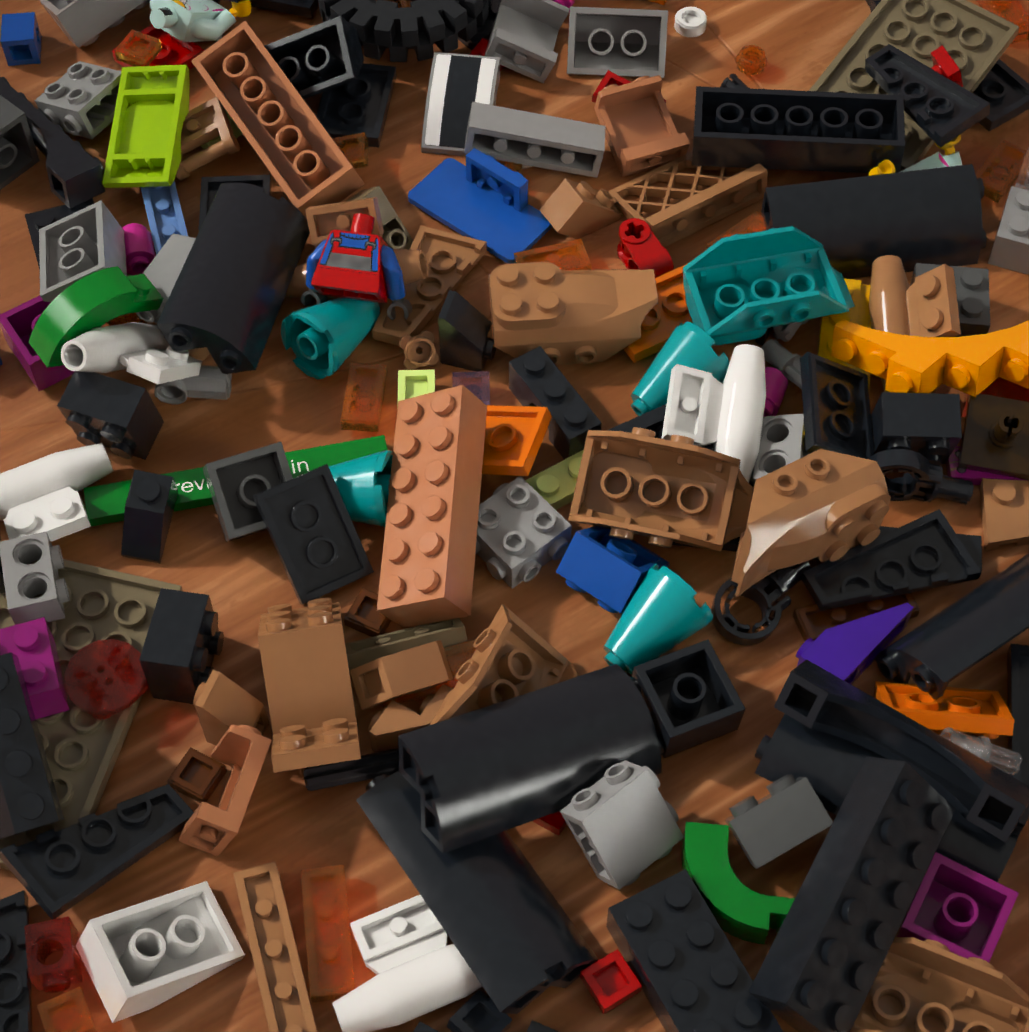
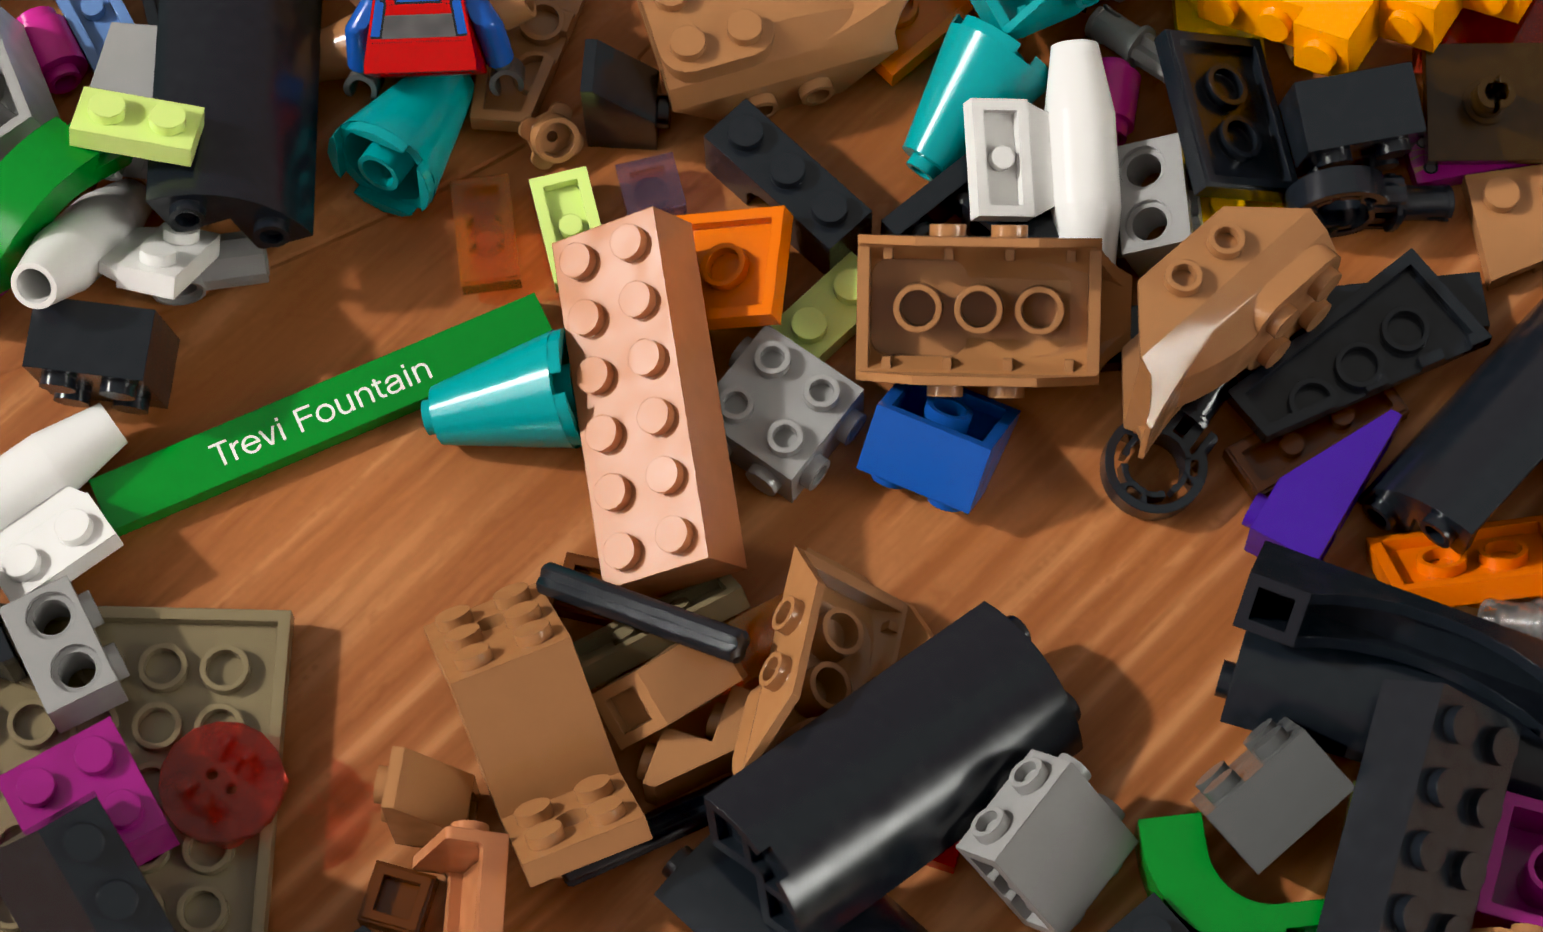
camera: 10 degrees left, 10 degrees up
(148, 515) = (208, 510): black slope -> none
(163, 280) = (136, 126): none -> yellowish green plate
(180, 645) = (324, 711): black brick -> none
(237, 479) = (363, 438): dark grey brick -> none
(313, 534) = (474, 487): black plate -> none
(396, 625) = (643, 612): none -> black axle
(655, 620) = (1022, 517): teal cone -> none
(689, 697) = (1101, 626): black brick -> none

